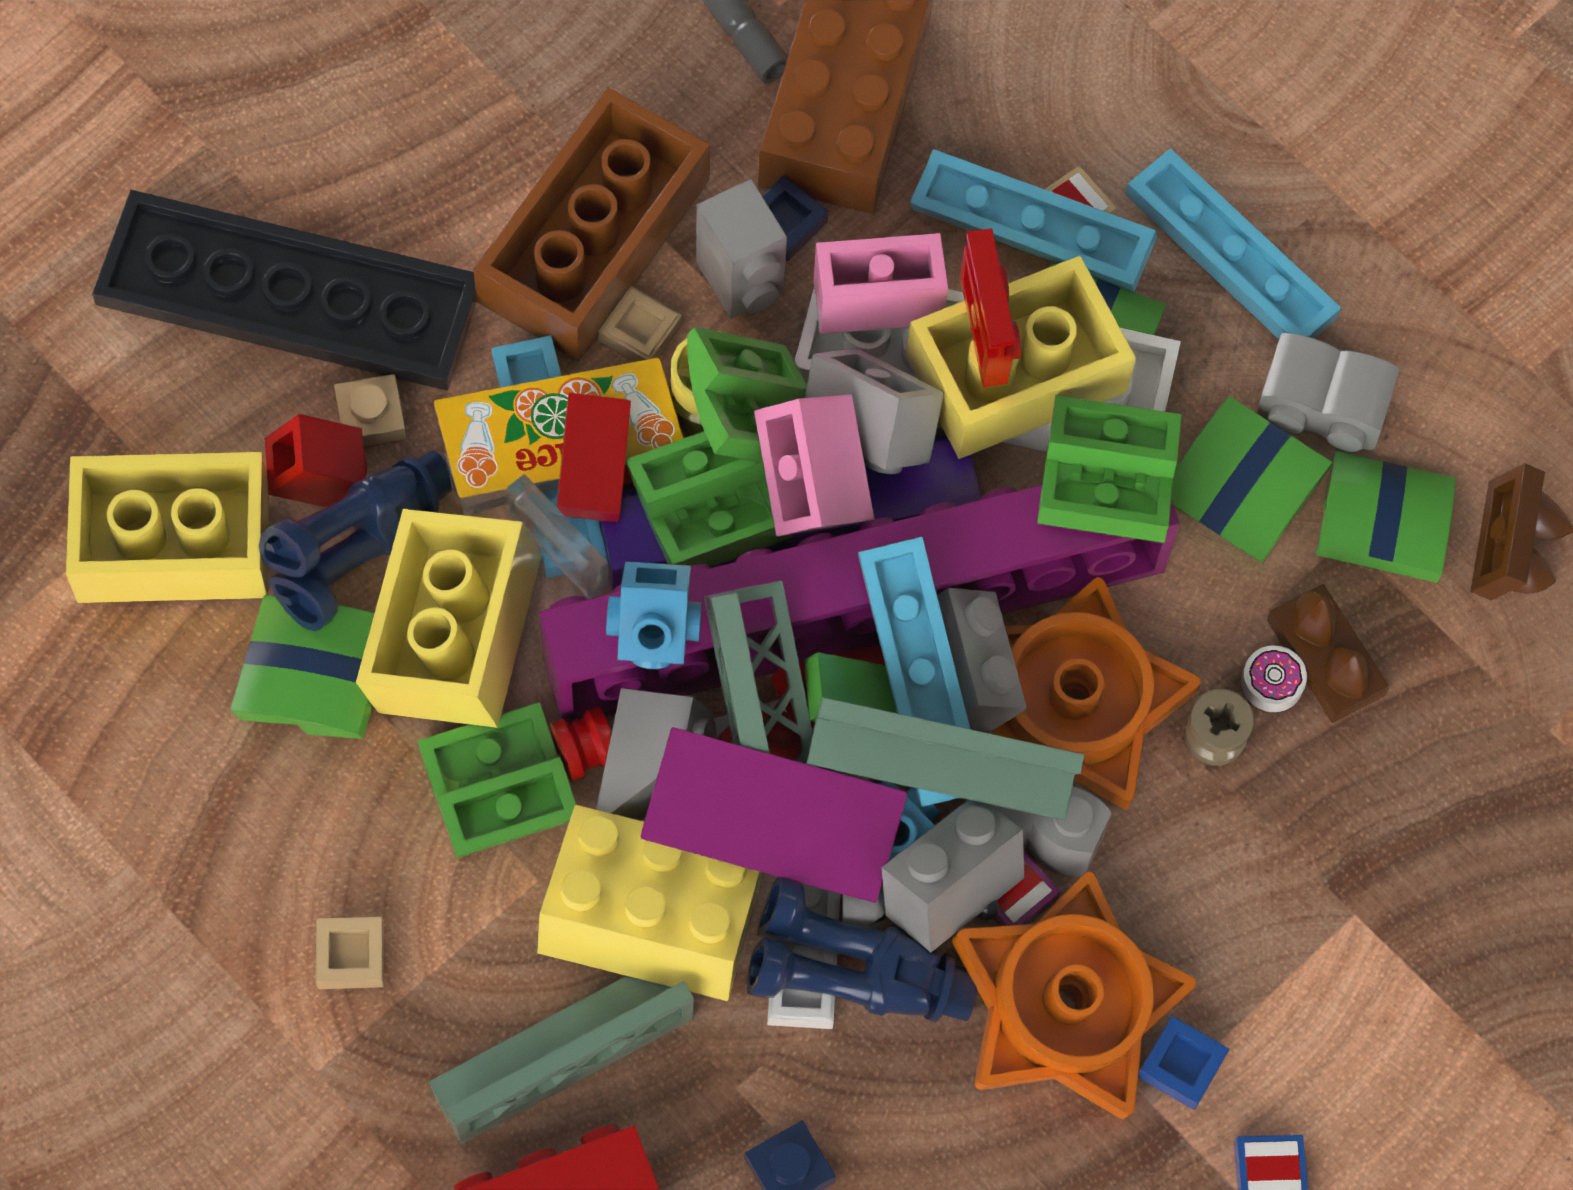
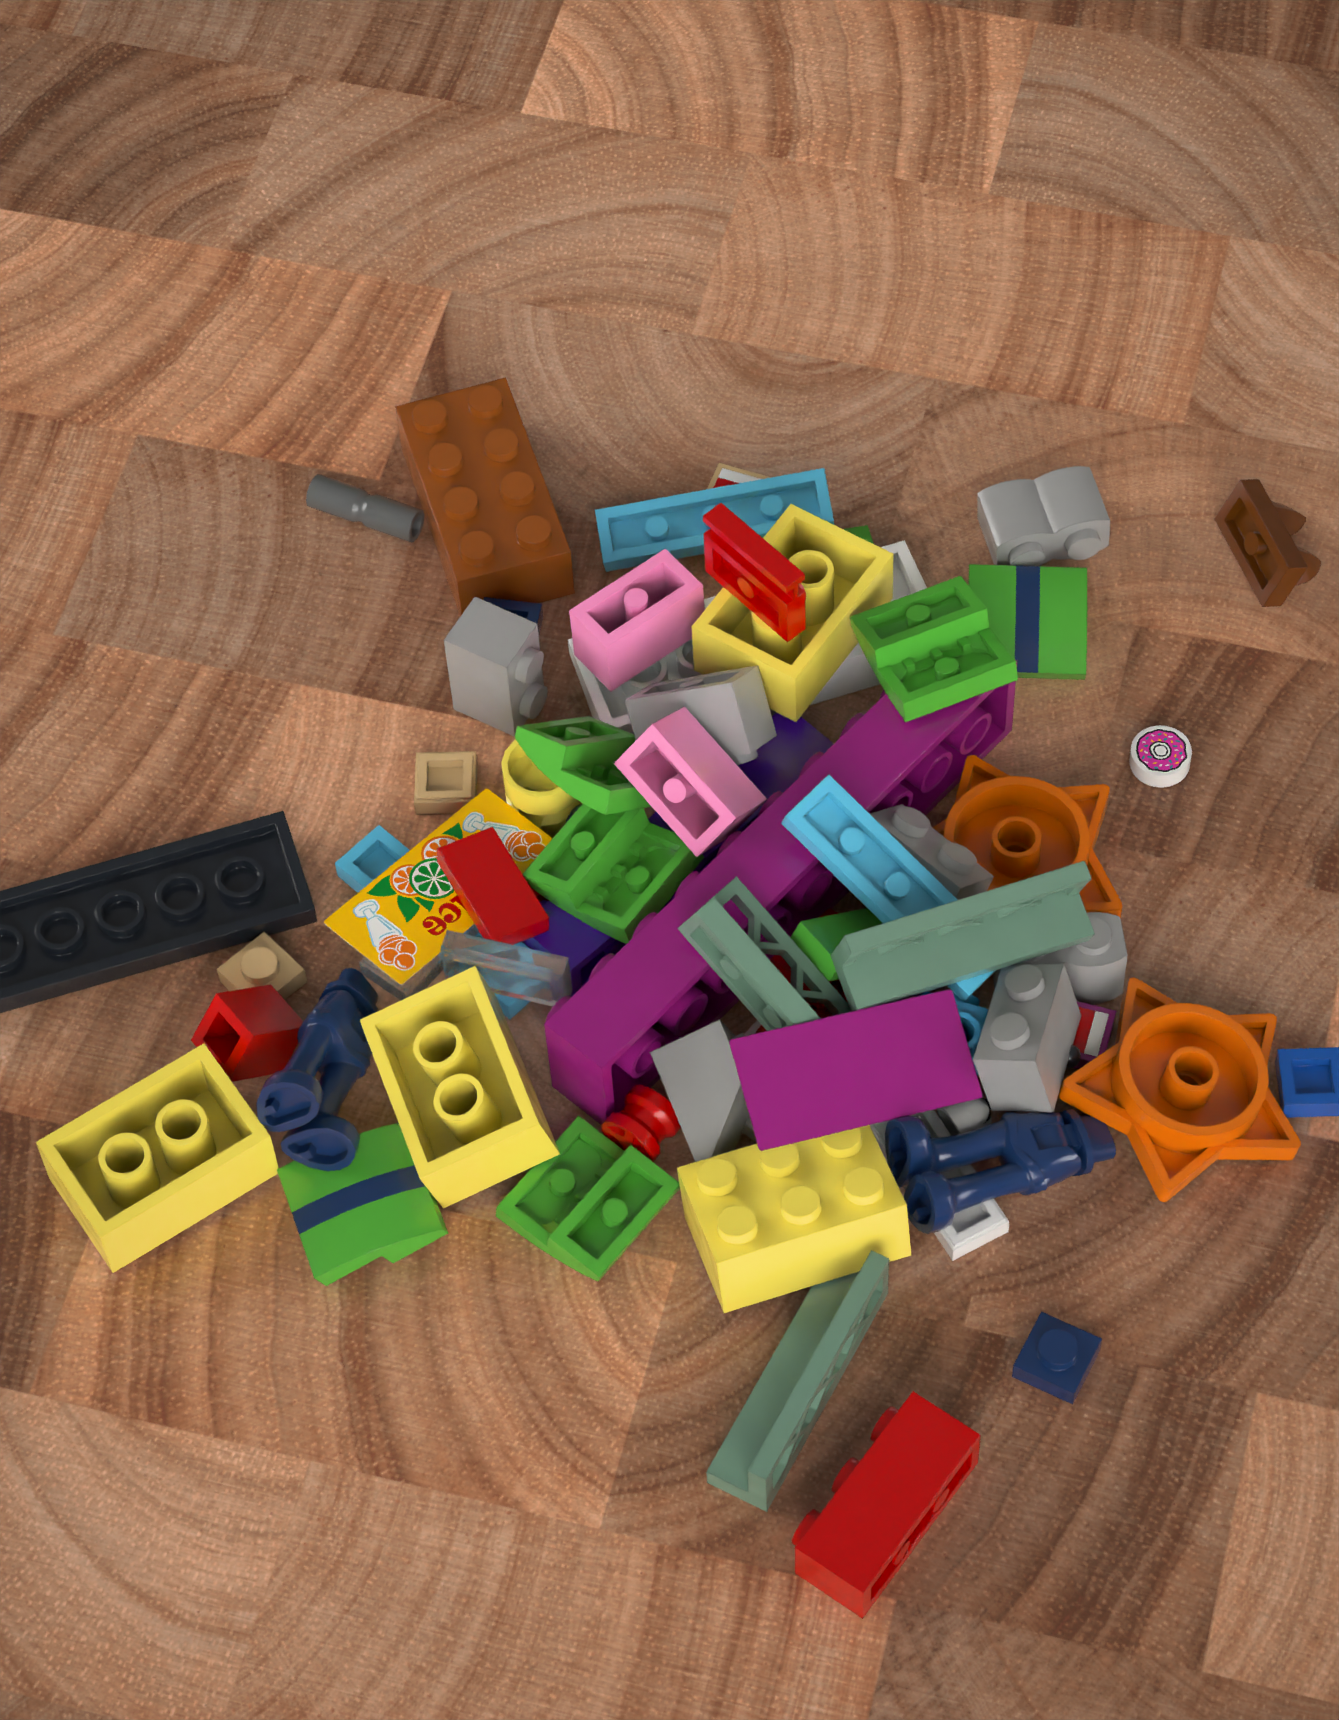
camera: 25 degrees left, 10 degrees down
(349, 952) = (562, 1410): tan plate -> none
(592, 223) = (352, 718): dark orange brick -> none
(653, 614) = (652, 959): dark azure brick -> none
(1213, 741) = (1135, 824): dark tan wheel -> none
(1231, 249) = (886, 457): medium azure plate -> none
(1334, 657) = (1206, 716): reddish brown tile -> none
(1386, 516) = (1158, 586): bright green slope -> none

